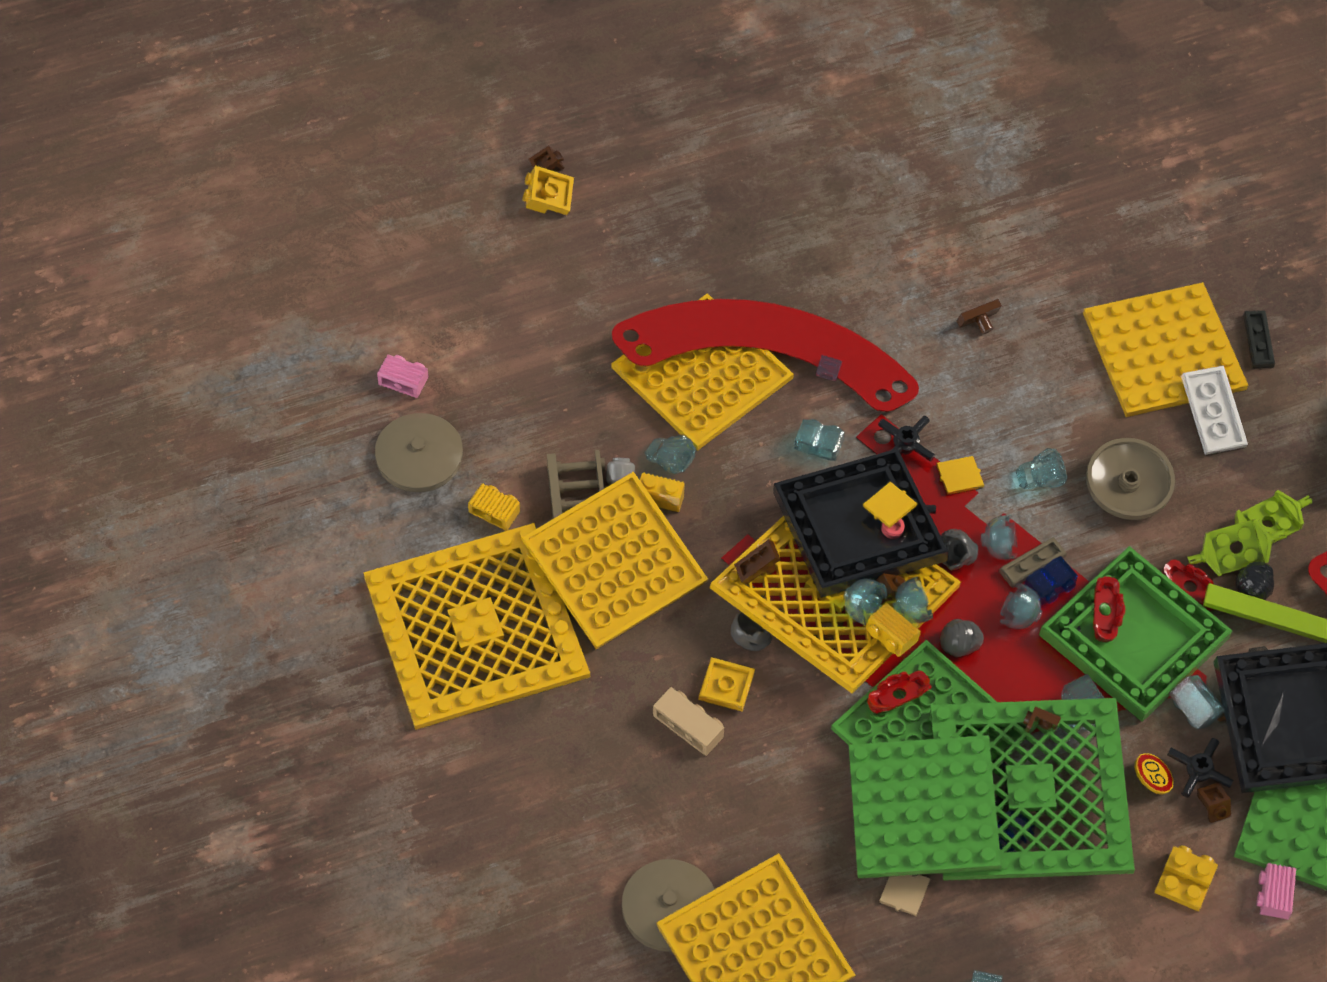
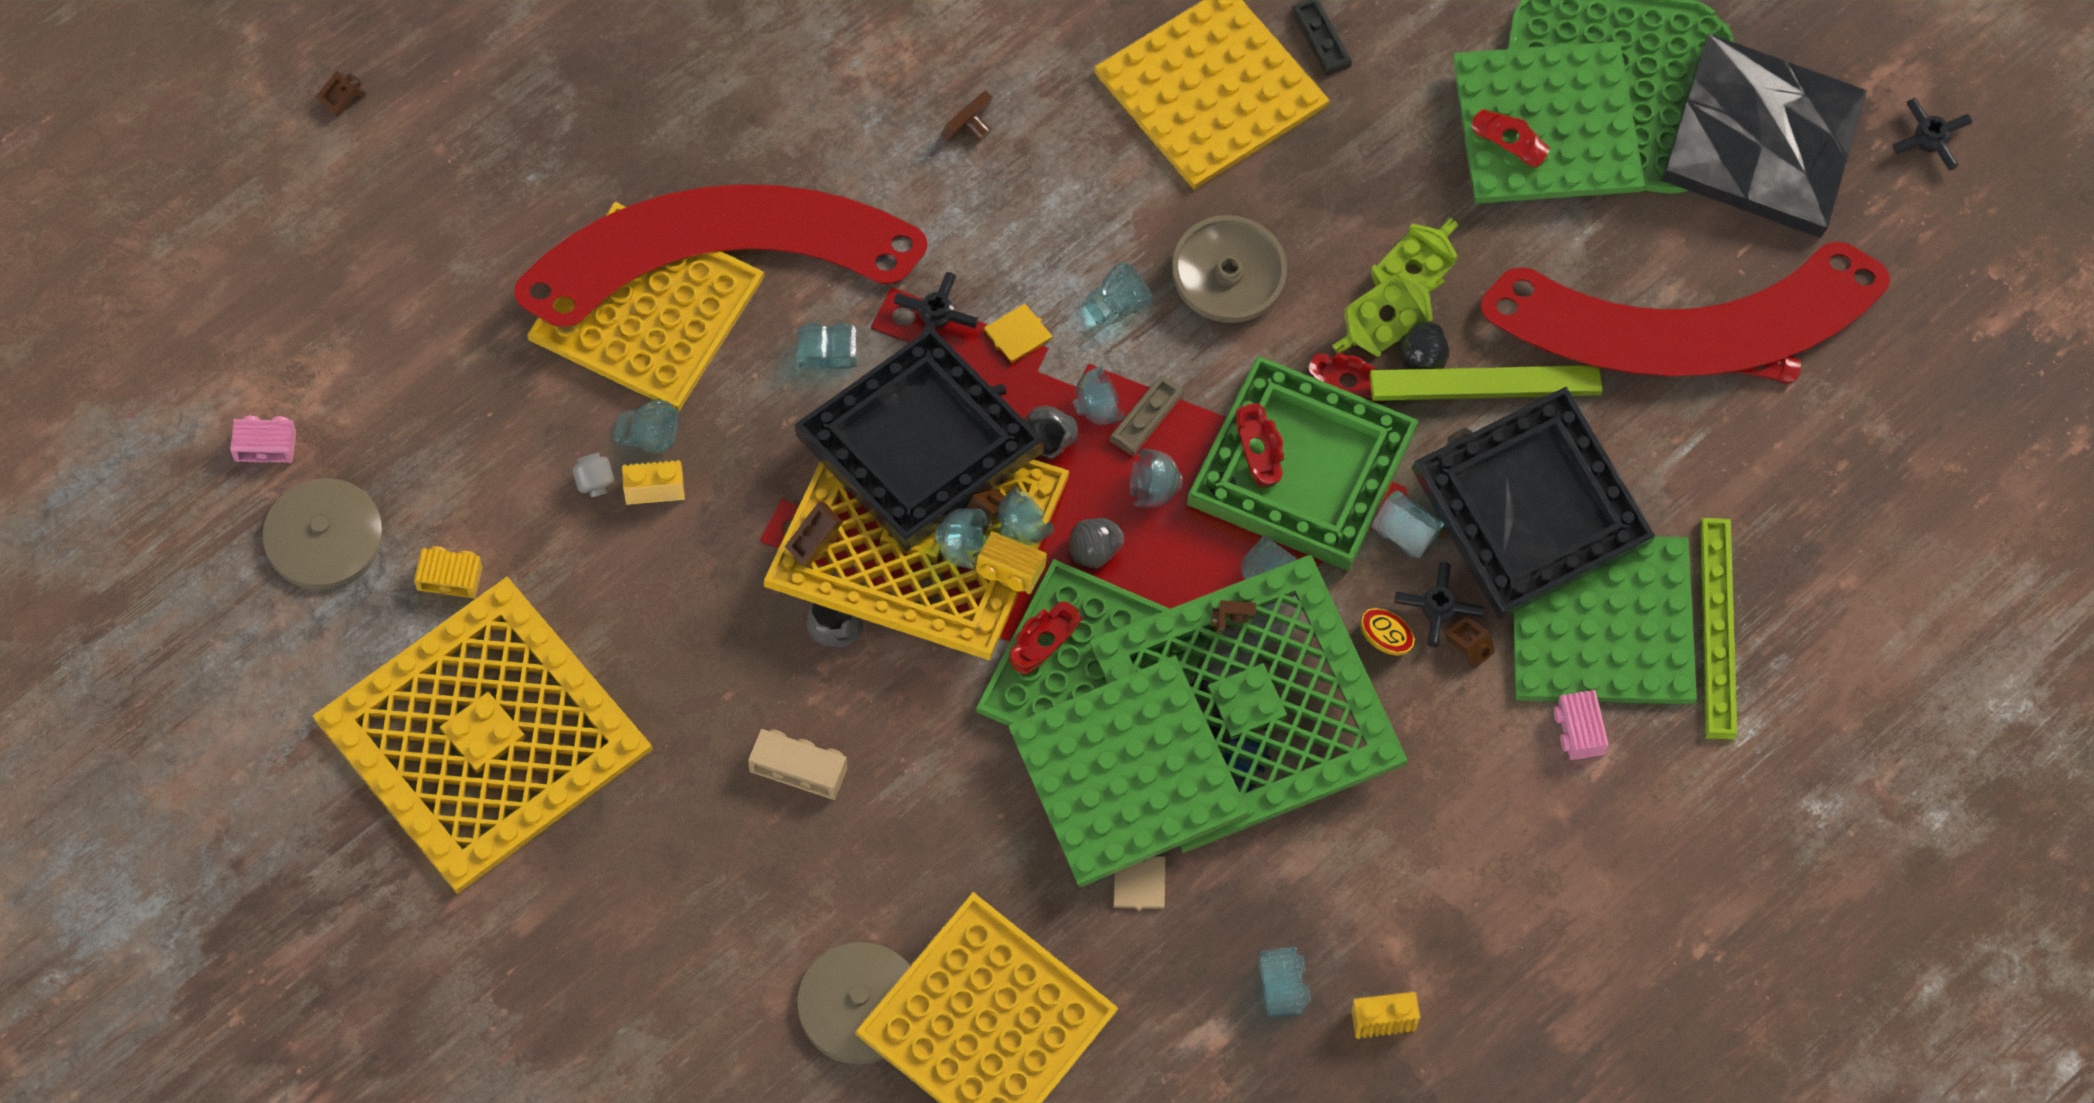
camera: 20 degrees left, 5 degrees up
(548, 191) = (358, 132): yellow plate -> none
(558, 486) = (532, 543): dark tan fence -> none
(614, 560) = (629, 590): yellow plate -> none
(726, 684) = (827, 700): yellow plate -> none
(828, 368) = (805, 249): tile -> none
(889, 504) = (949, 404): yellow piece -> none
(895, 531) = (963, 431): coral tile -> none
(1052, 580) = (1179, 430): clear blue brick -> none
(1186, 877) = (1469, 746): yellow plate -> none
(1214, 410) = (1299, 146): white tile -> none

